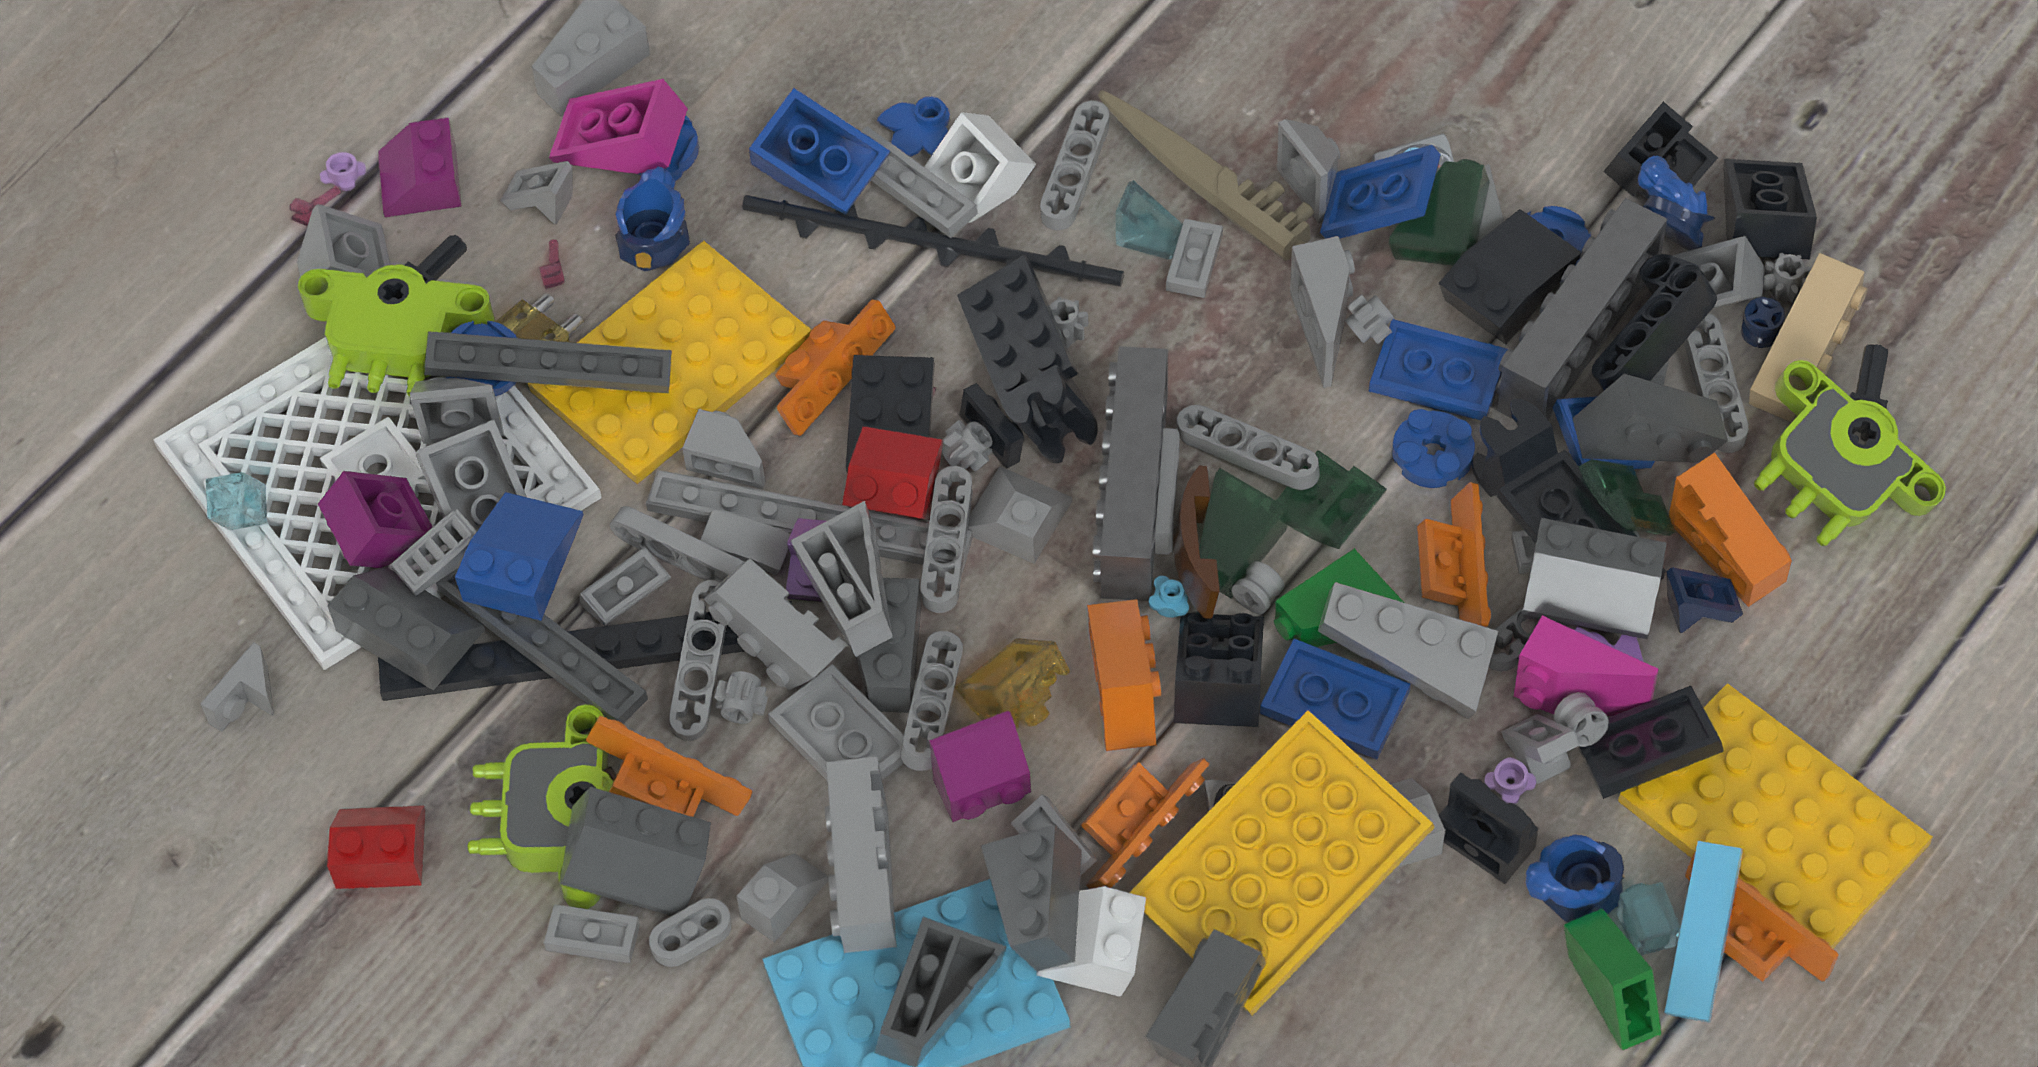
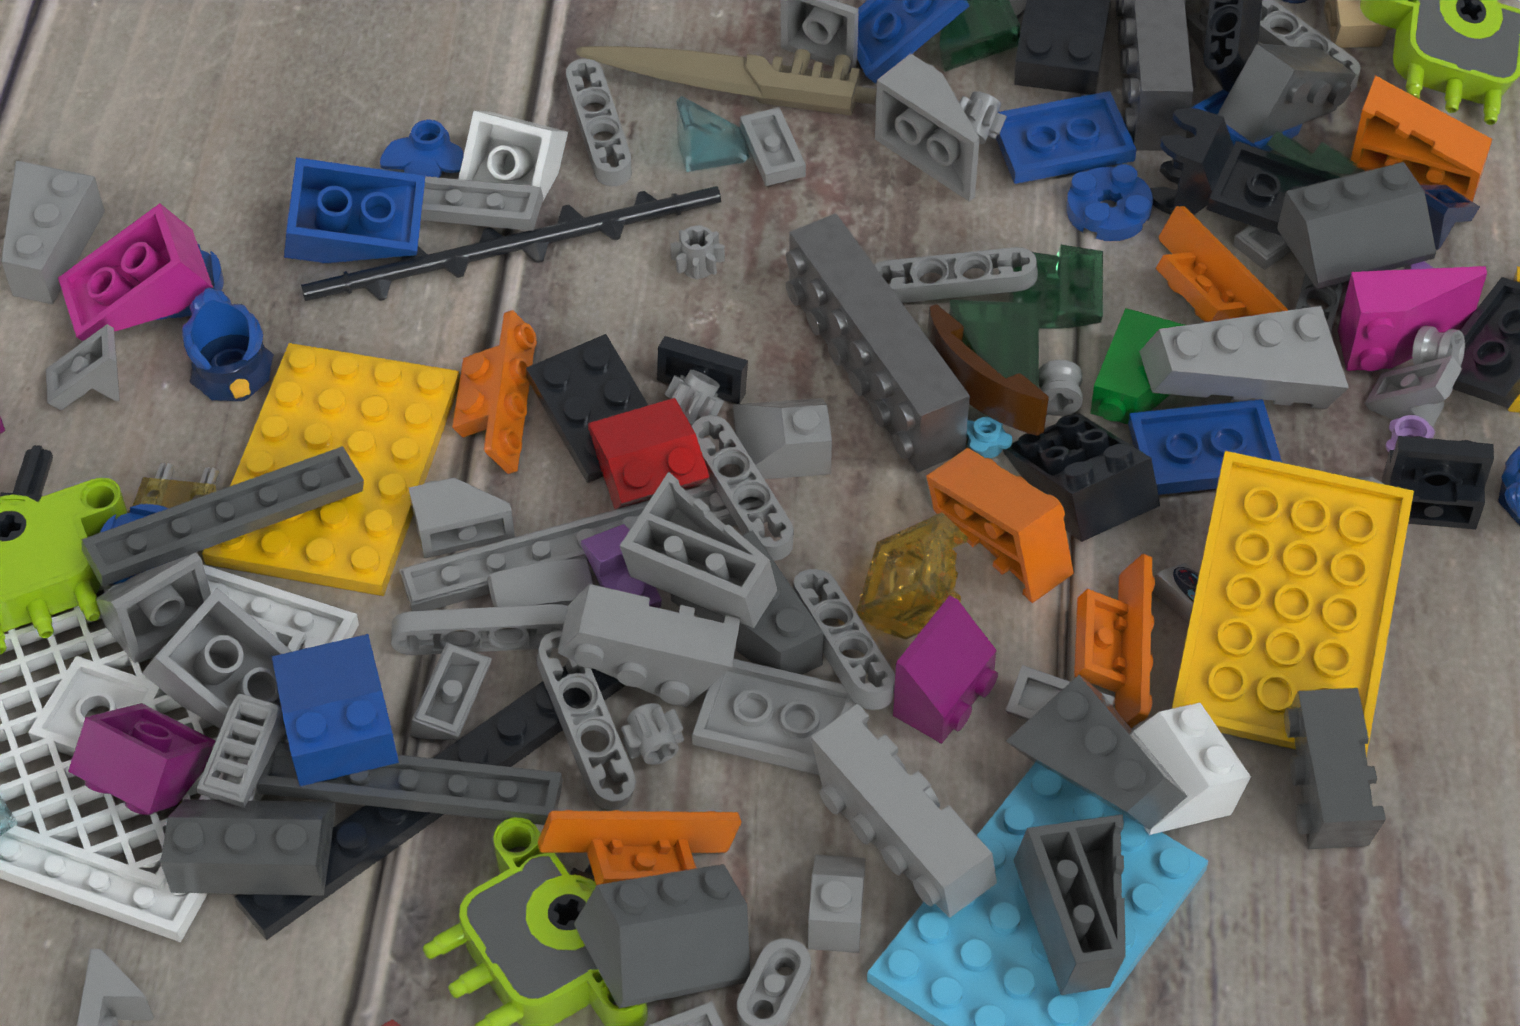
camera: 35 degrees left, 5 degrees down
(552, 273) = (150, 442): clear pink hand -> none
(1028, 358) = (694, 292): black hinge -> none

